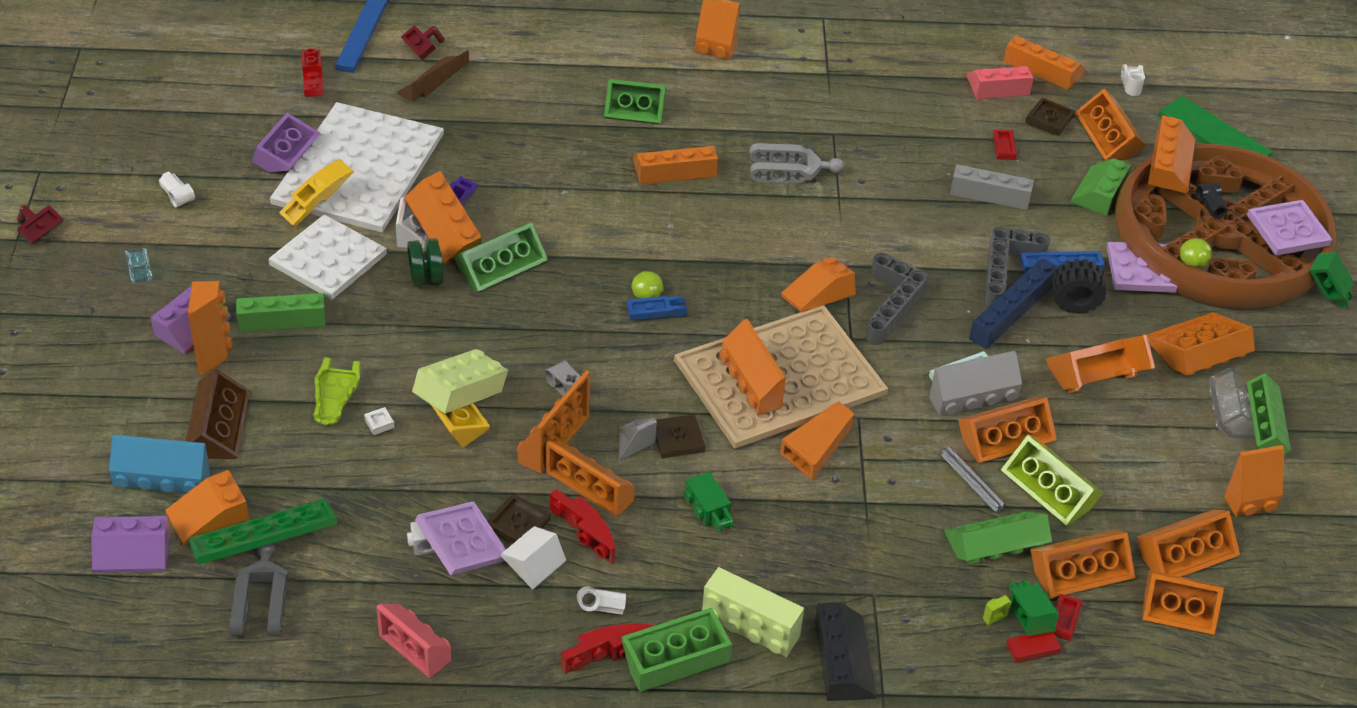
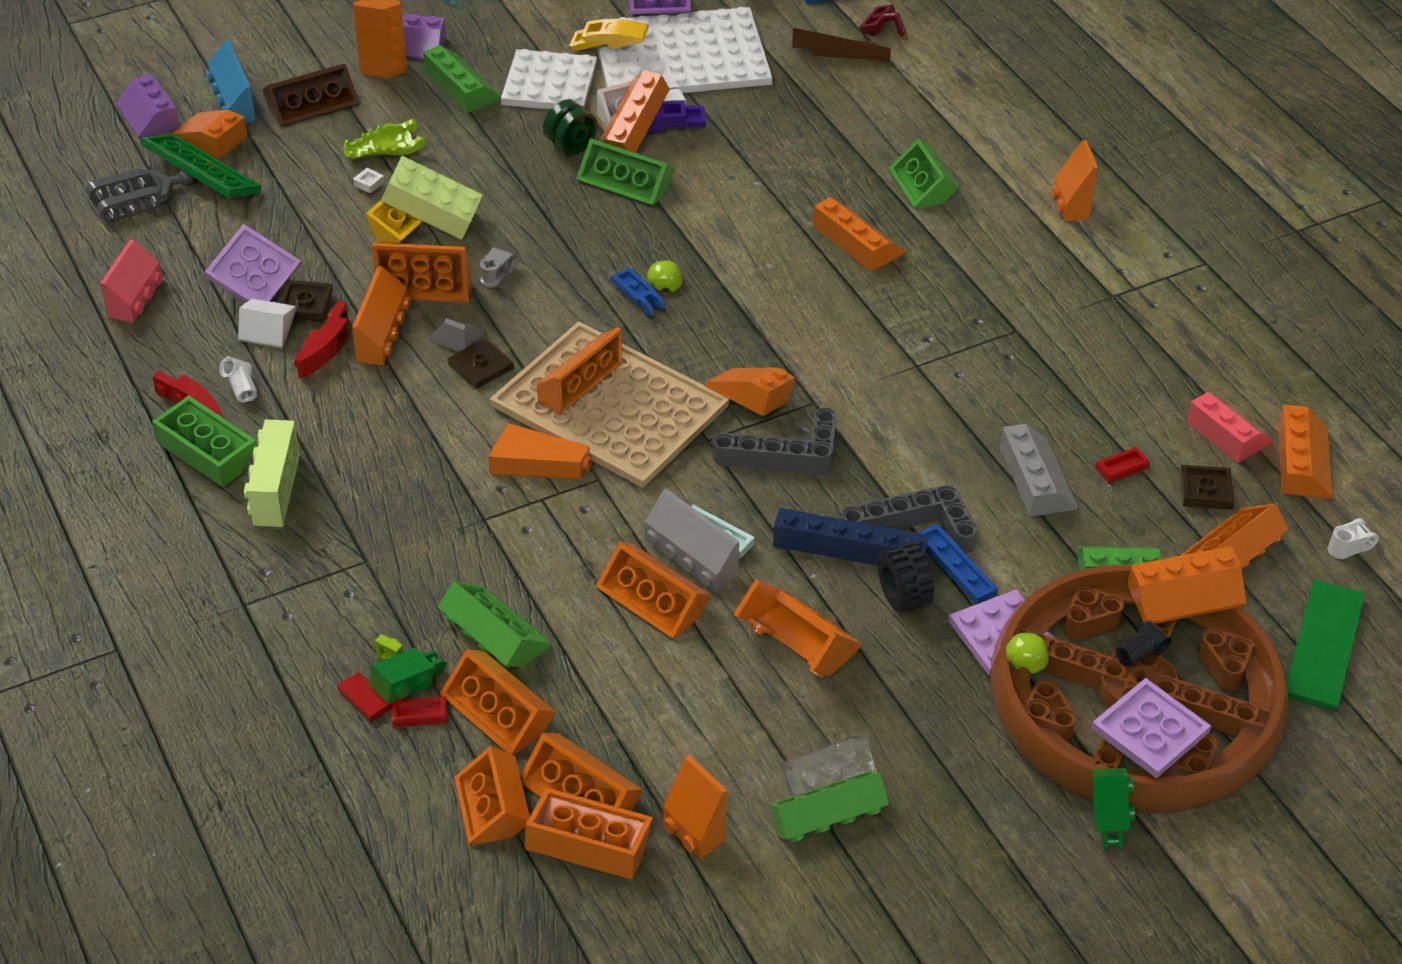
camera: 65 degrees right, 0 degrees up
(708, 501) = (404, 407): green brick -> none
(788, 163) = (916, 318): light grey piece -> none
(843, 653) = (270, 556): black slope -> none
(973, 479) = (565, 586): axle -> none
(1051, 480) = (602, 645): lime slope -> none
(1202, 342) = (915, 718): orange slope -> none
(1246, 554) = (588, 833): none -> orange slope

